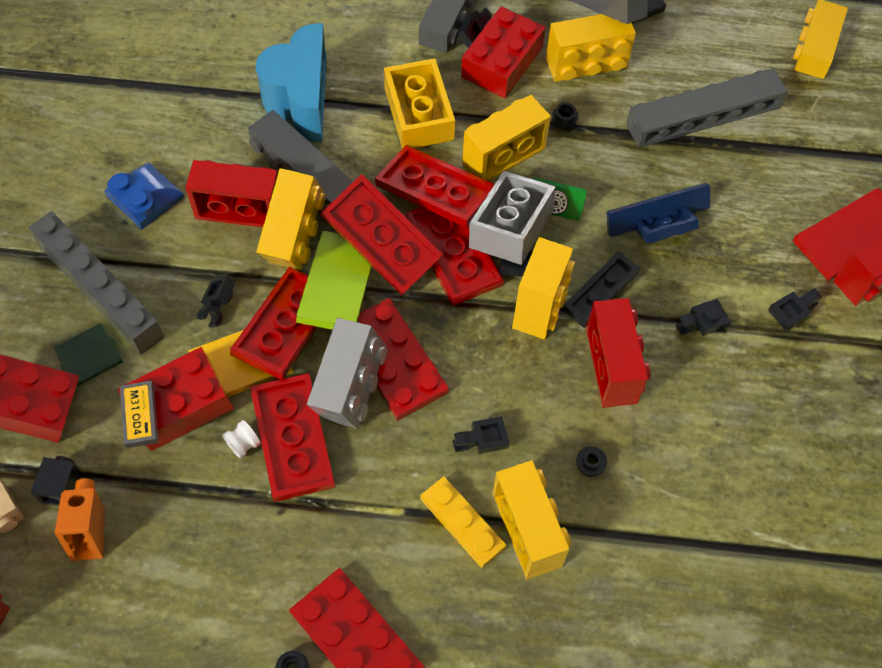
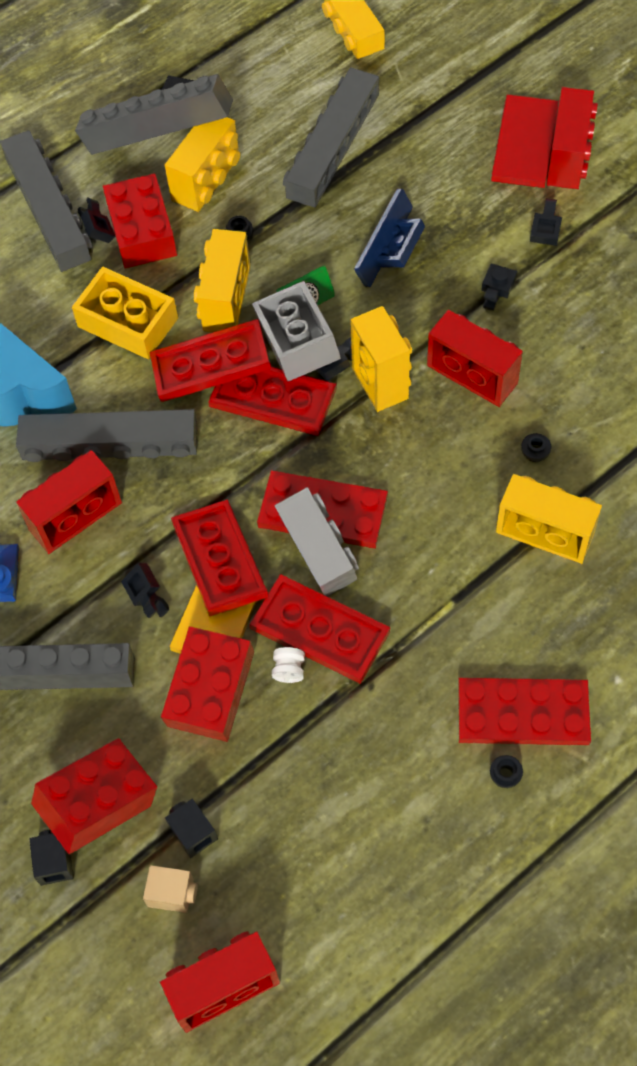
camera: 40 degrees left, 0 degrees up
(81, 522) = (248, 830): orange torso -> none
(88, 354) = (92, 723): clear green piece -> none
(139, 414) = (206, 713): tile -> none
(291, 219) = (143, 476): yellow brick -> none
(334, 283) = (222, 493): lime tile -> none
(381, 234) = (218, 428): red plate -> none
(463, 522) = (500, 568): yellow plate -> none
(486, 434) = (449, 496): black plate -> none
(601, 286) = (409, 317): black plate -> none

